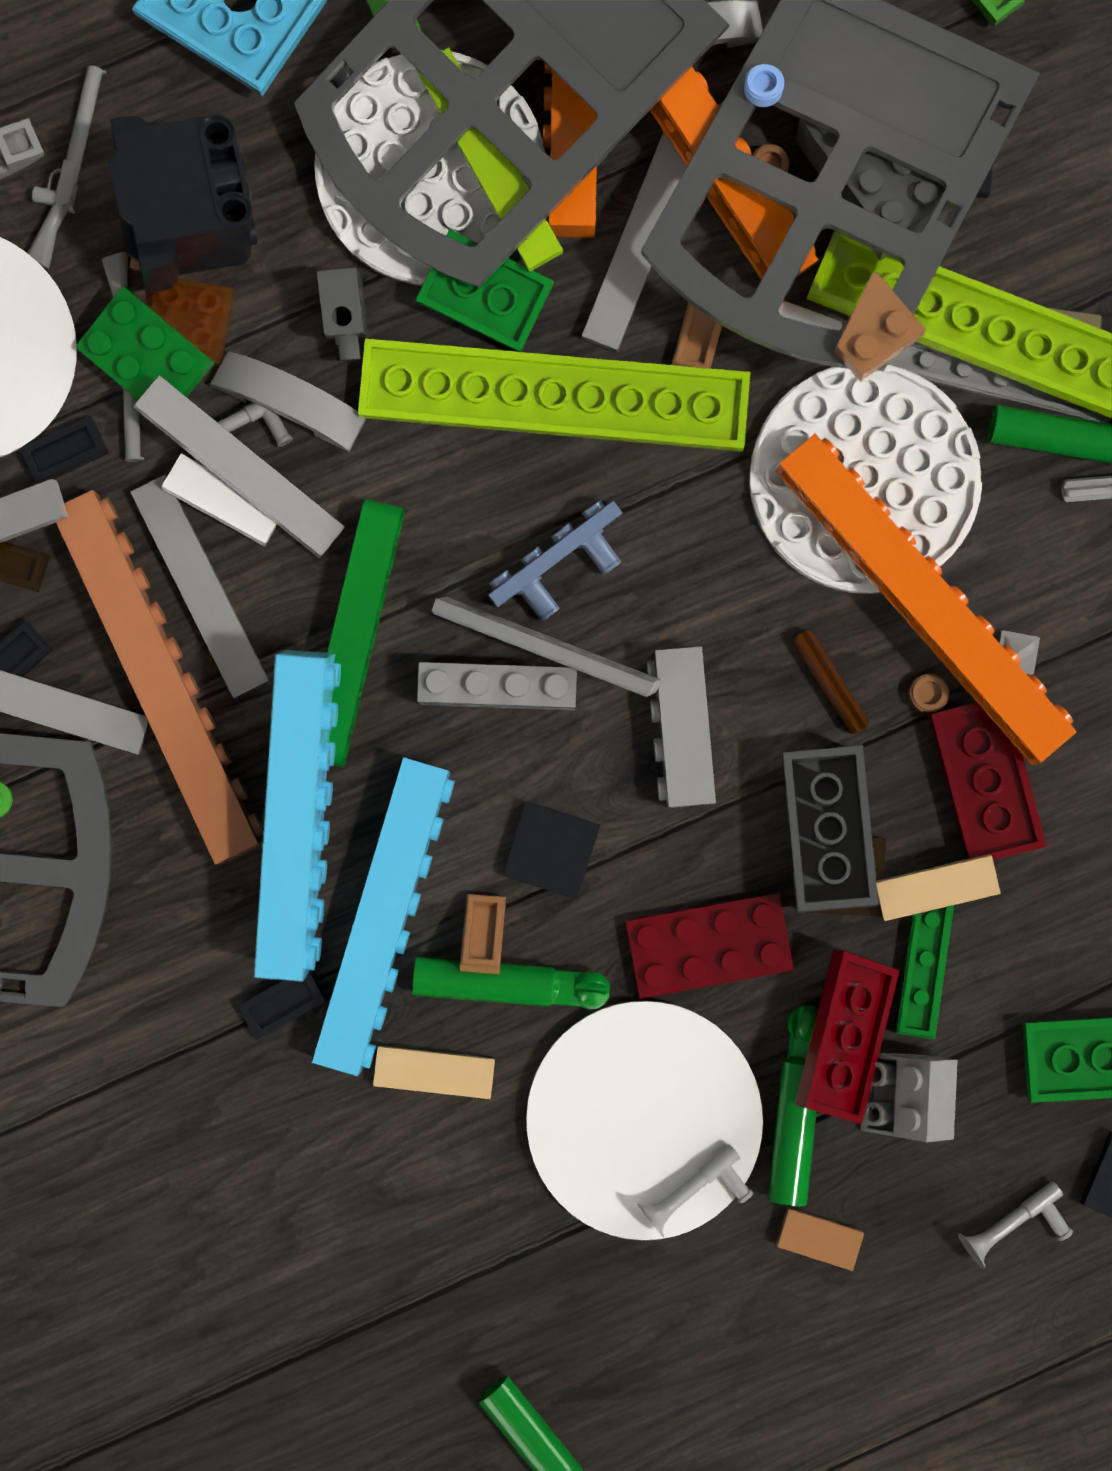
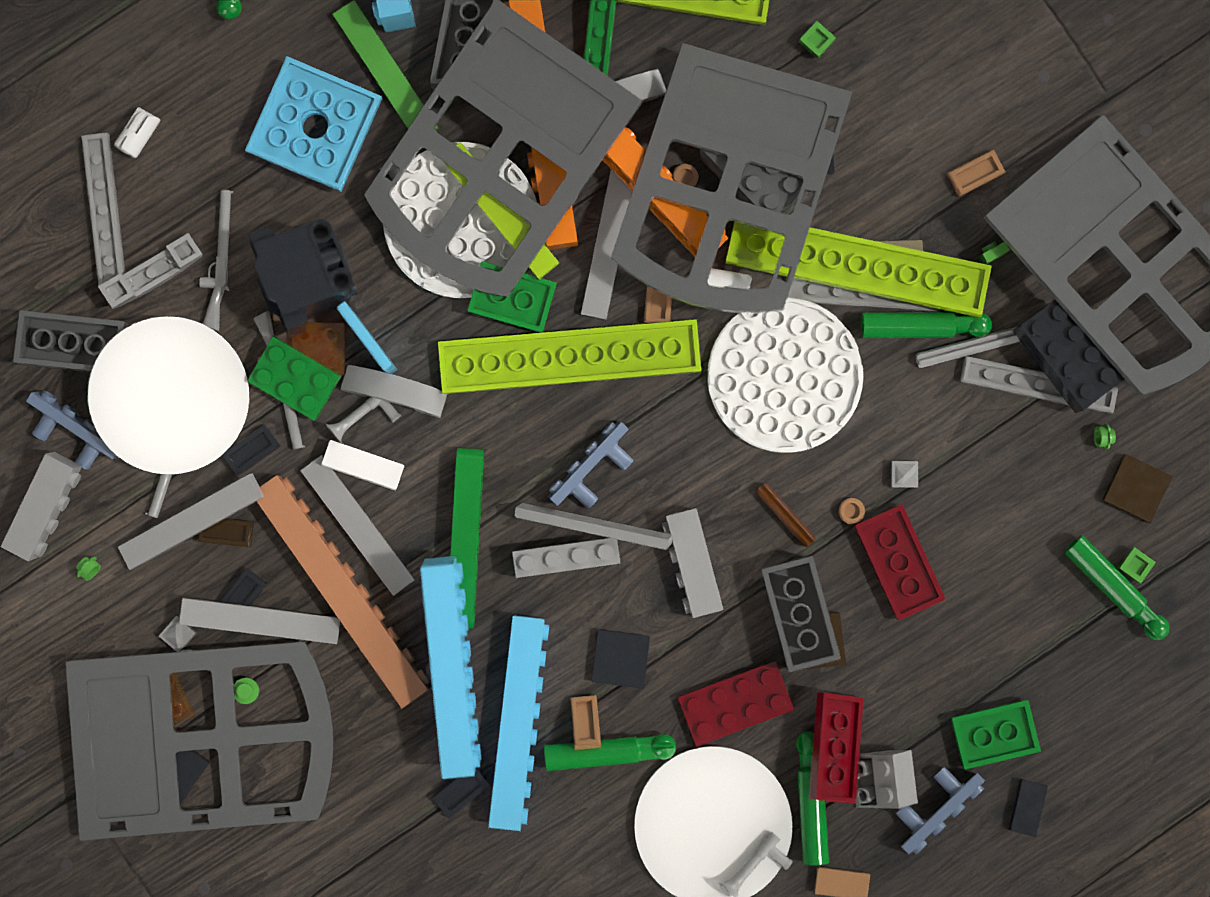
camera: 10 degrees left, 0 degrees up
(238, 466) = (370, 442): light grey tile -> none
(260, 312) = (366, 338): none -> medium azure tile
(343, 293) = (418, 315): dark grey torso -> none
(434, 1072) = (569, 819): tan tile -> none
(763, 85) = (672, 132): light blue tile -> none
(877, 330) = (773, 285): medium nougat wing -> none
(923, 973) = (879, 686): green tile -> none
(926, 600) = (837, 451): orange brick -> none
(937, 887) = (878, 639): tan tile -> none
(1005, 1154) = (923, 828): none -> sand blue plate
(1041, 1201) = (982, 833): light grey piece -> none

